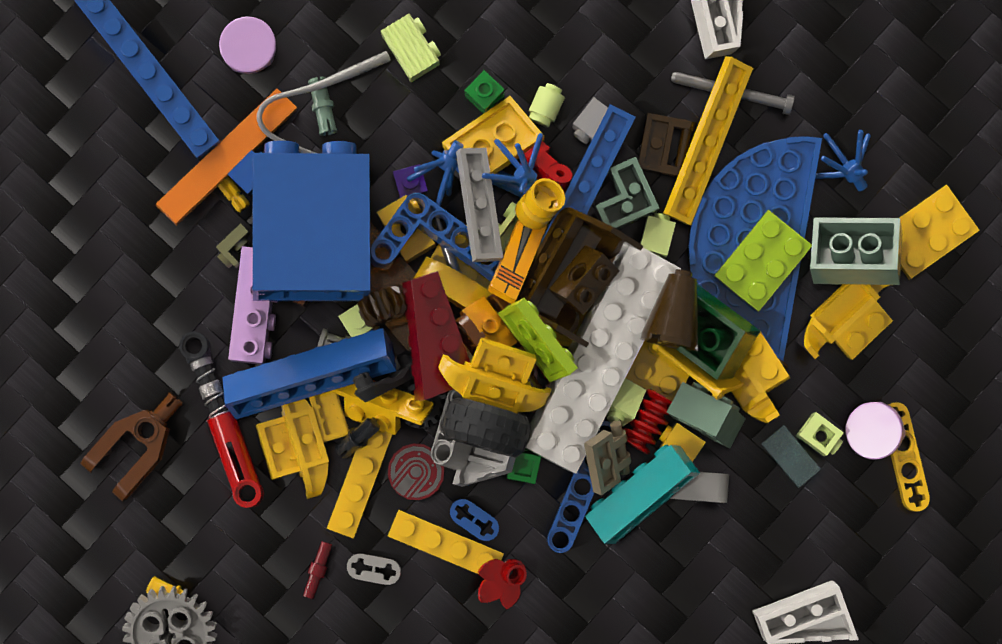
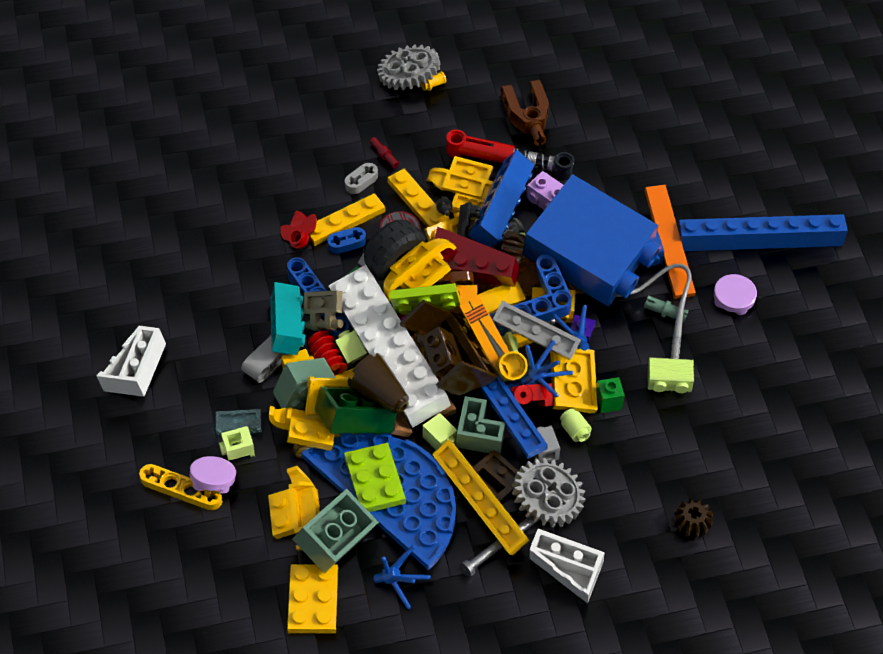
camera: 125 degrees right, 30 degrees down
(675, 78) = (548, 492): none -> light grey gear

